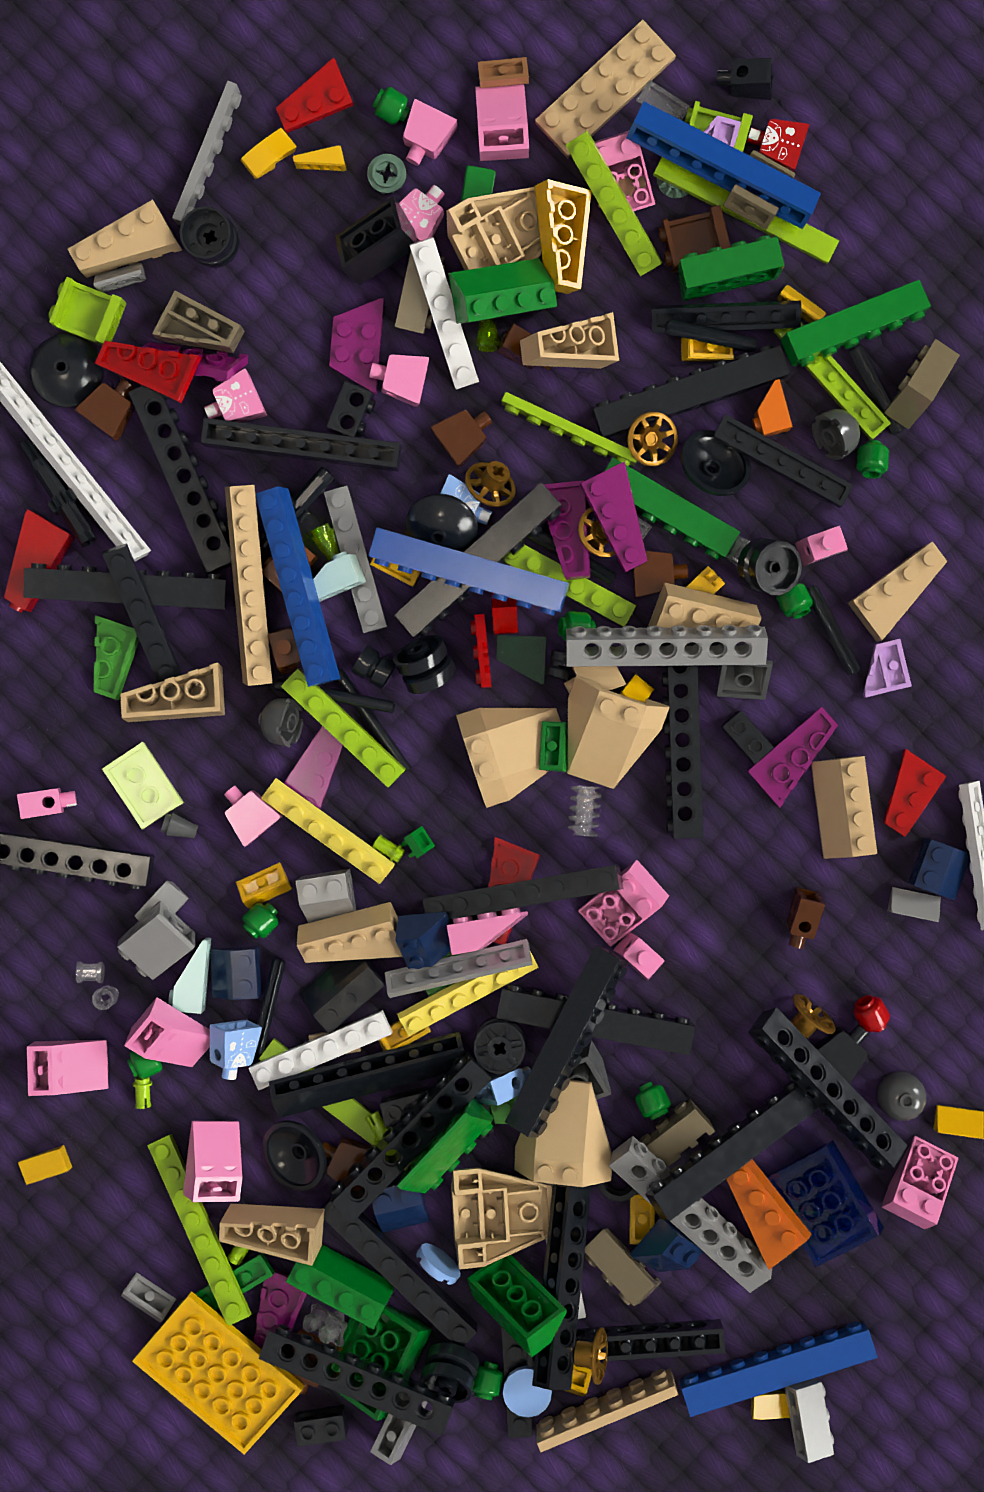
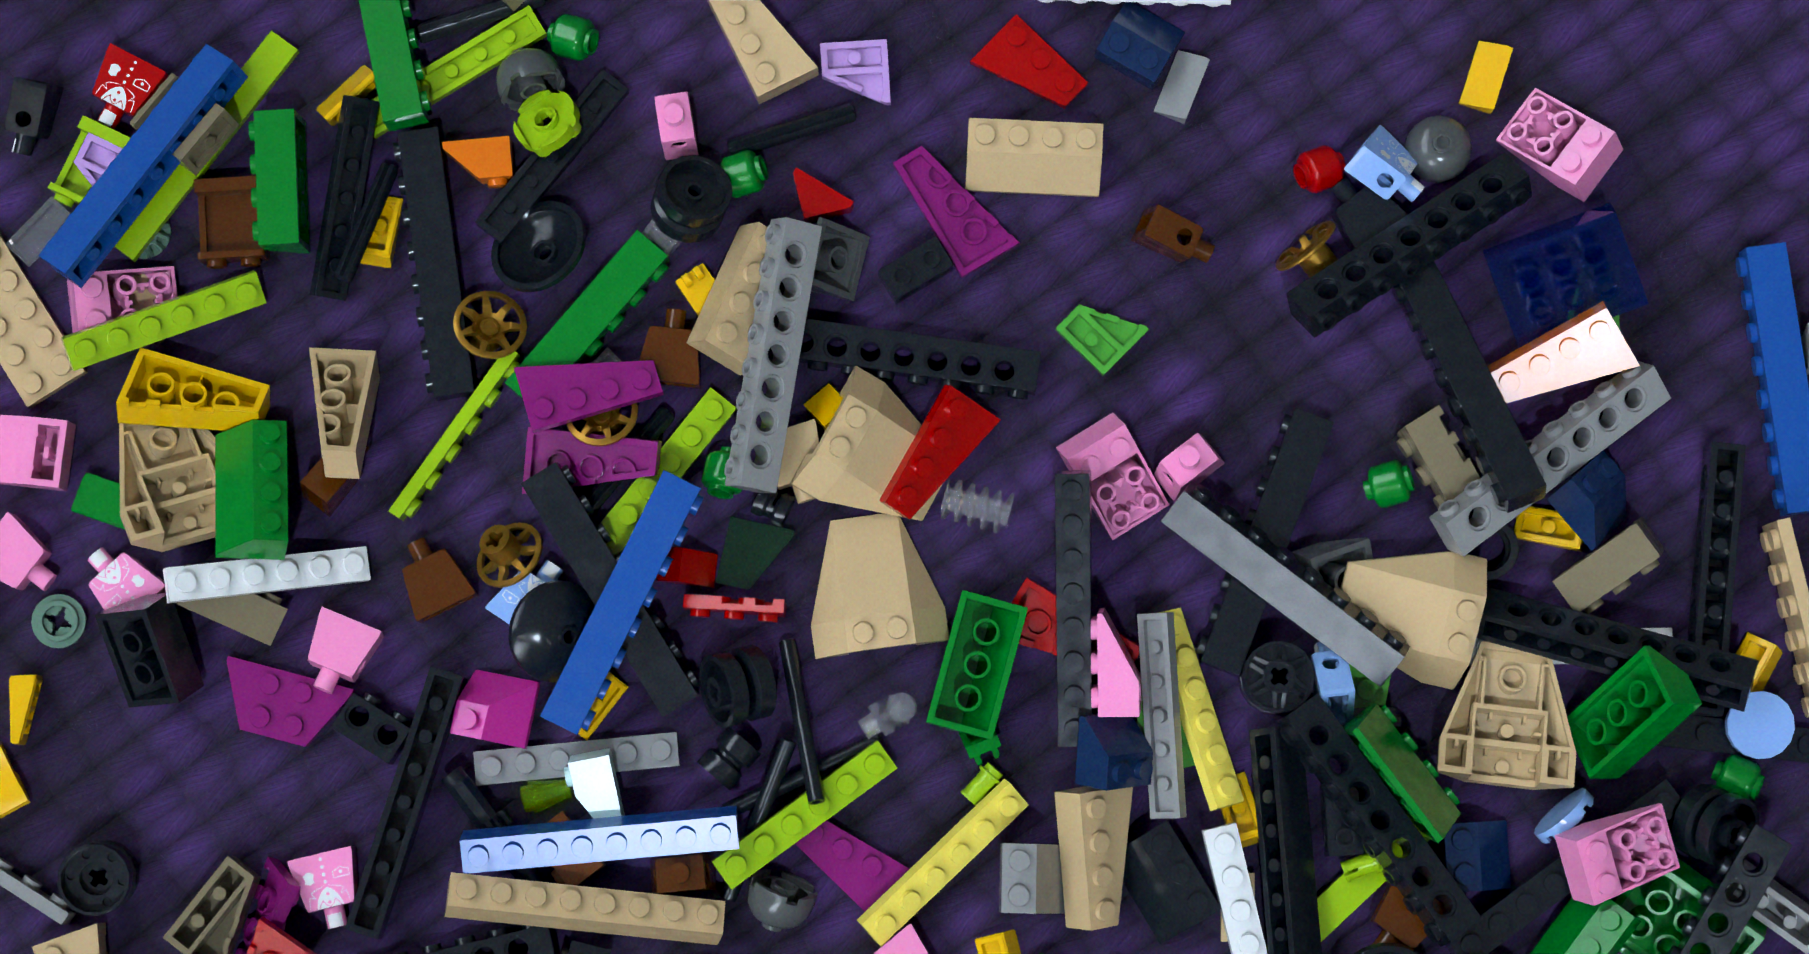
camera: 80 degrees left, 5 degrees down
(379, 495) = (496, 709): none -> dark pink slope
(408, 714) = (801, 722): none -> black piece
(415, 1308) = (1616, 853): none -> bright pink slope
(424, 774) = (889, 714): none -> clear hips
(470, 831) = (977, 665): none -> green slope
(487, 336) = (308, 523): clear neon green cone -> none
(553, 746) = (882, 532): green slope -> none
(589, 1354) = (1717, 628): pearl gold wheel -> none
(622, 777) = (940, 446): none -> red wing
(721, 877) = (1099, 336): none -> bright green wing
(786, 658) = (819, 199): none -> red slope
(799, 459) = (547, 138): none -> lime plate
(882, 1061) = (1385, 166): none -> light blue torso

